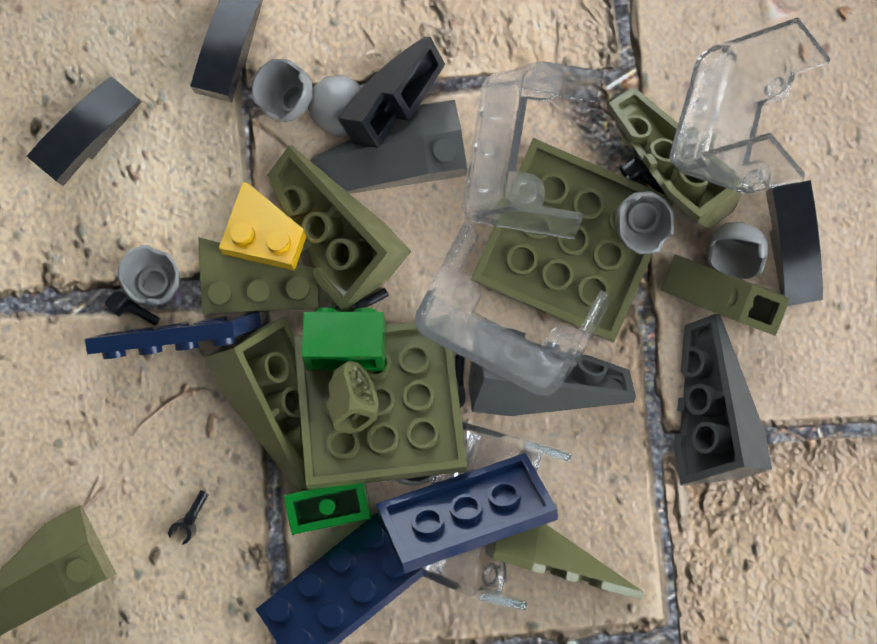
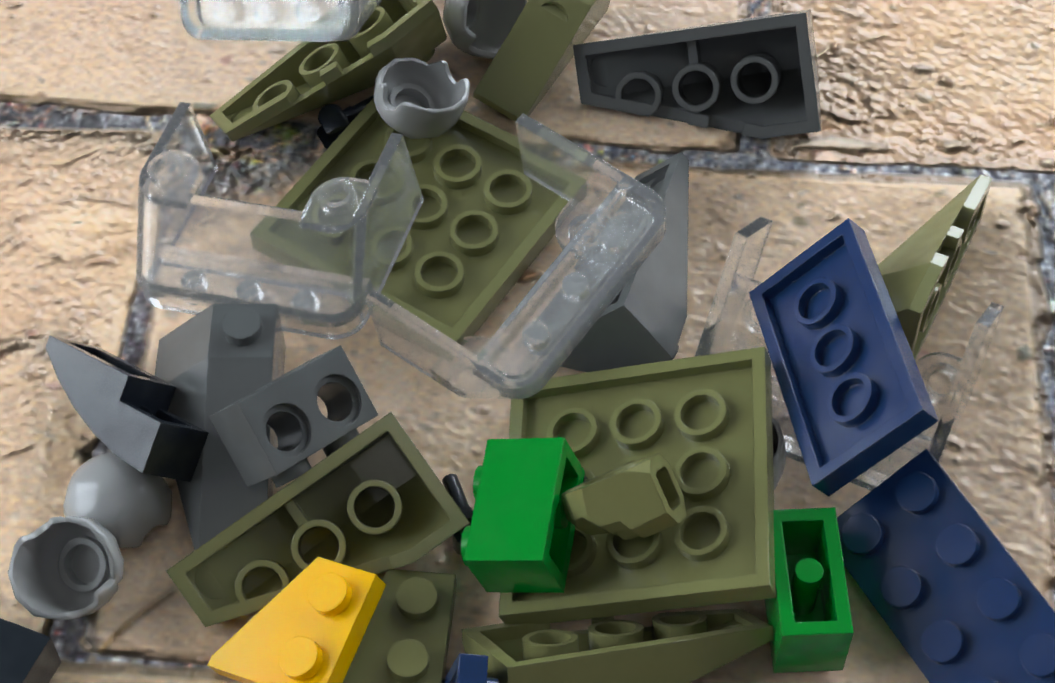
camera: 80 degrees left, 30 degrees down
(394, 190) = (294, 415): none -> dark grey brick

